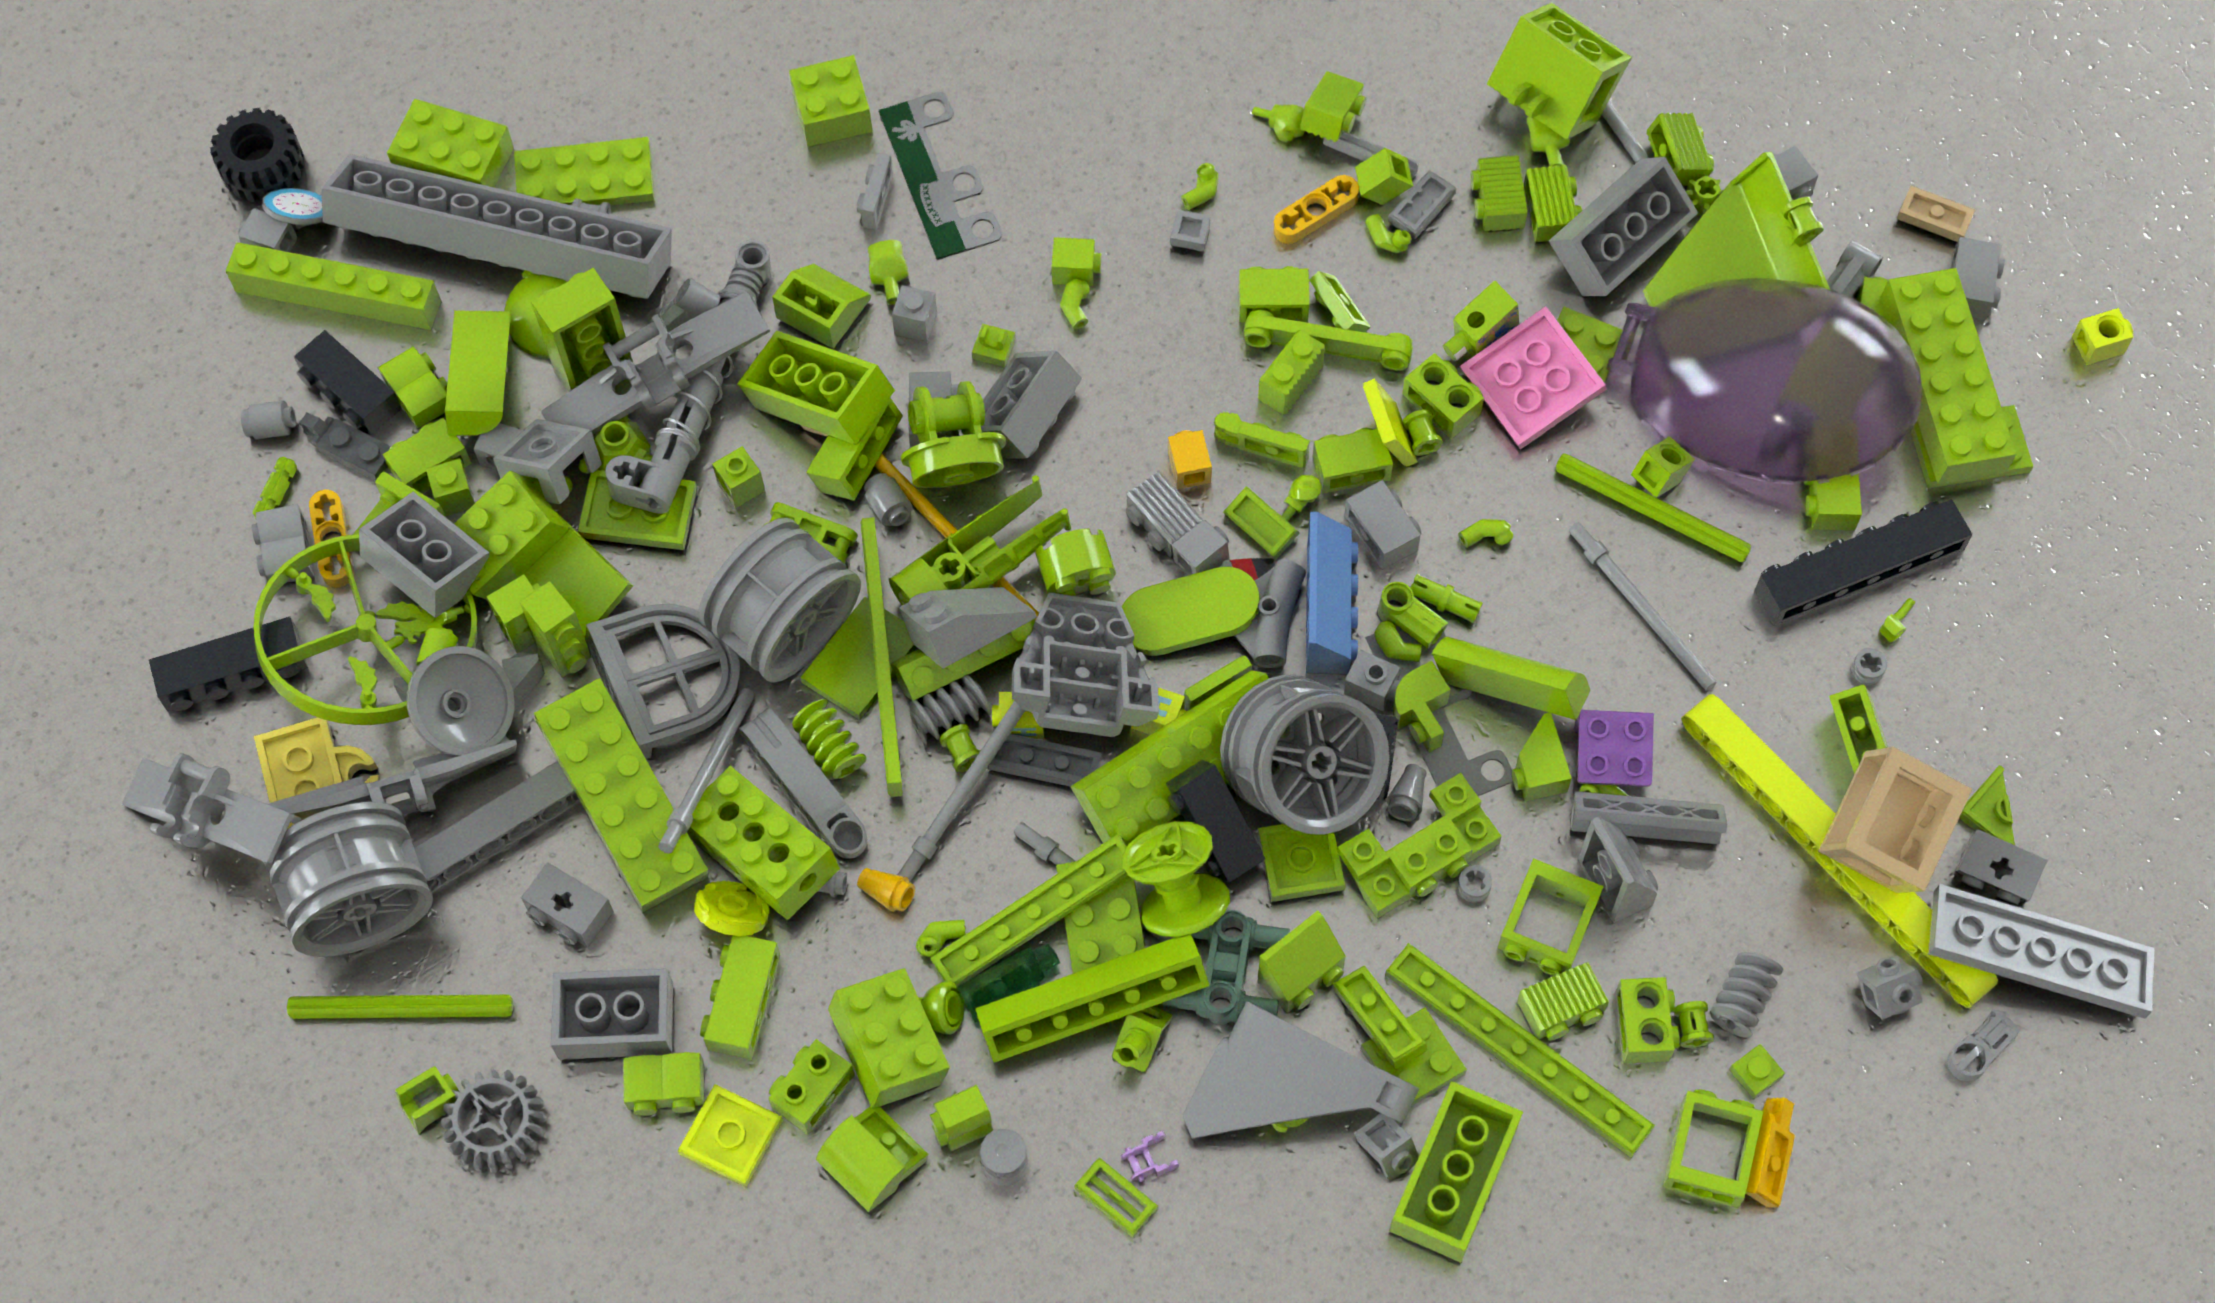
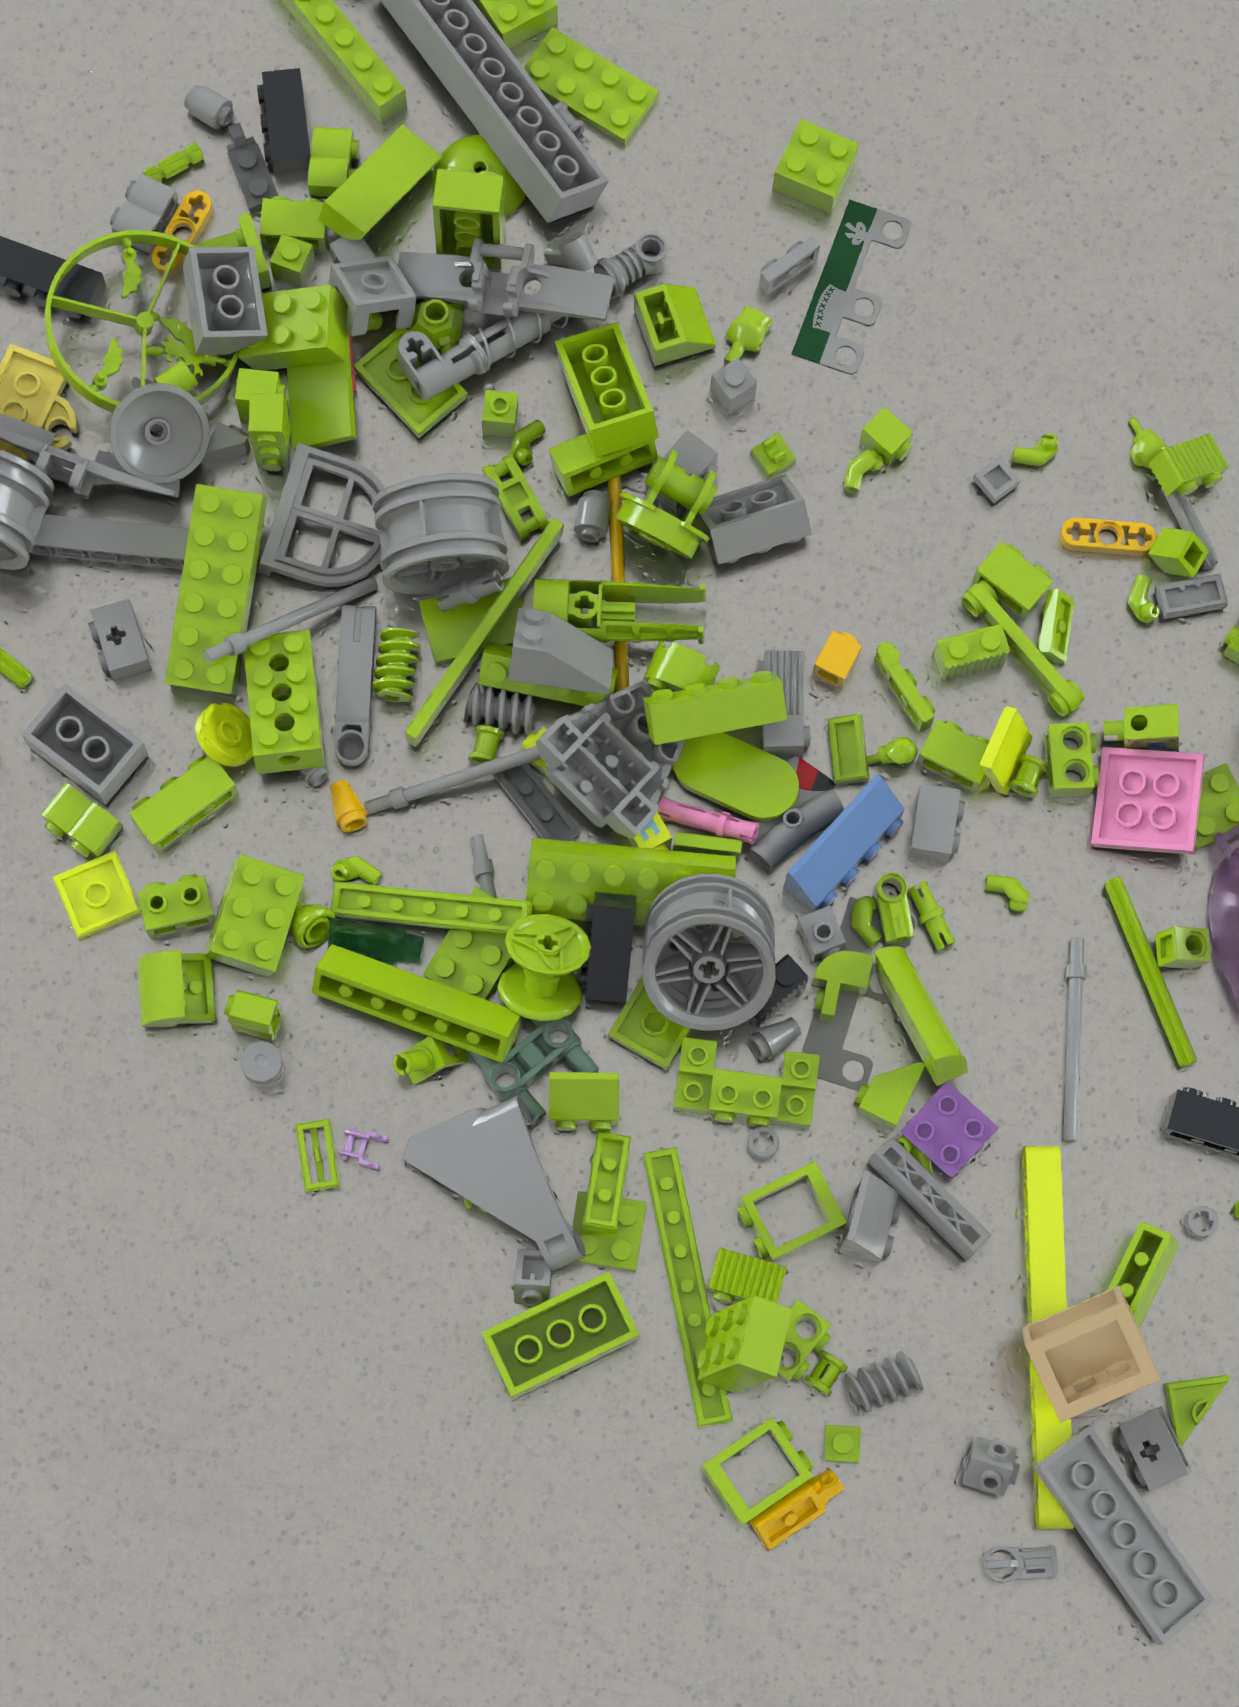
camera: 35 degrees right, 10 degrees up
(775, 486) = (522, 440): none -> lime arm
(841, 631) = (470, 590): none -> light grey pin
(1132, 562) = (715, 707): none -> lime brick
(1207, 660) = (703, 819): none -> bright pink pin
(1617, 1045) = (744, 1344): none -> lime brick

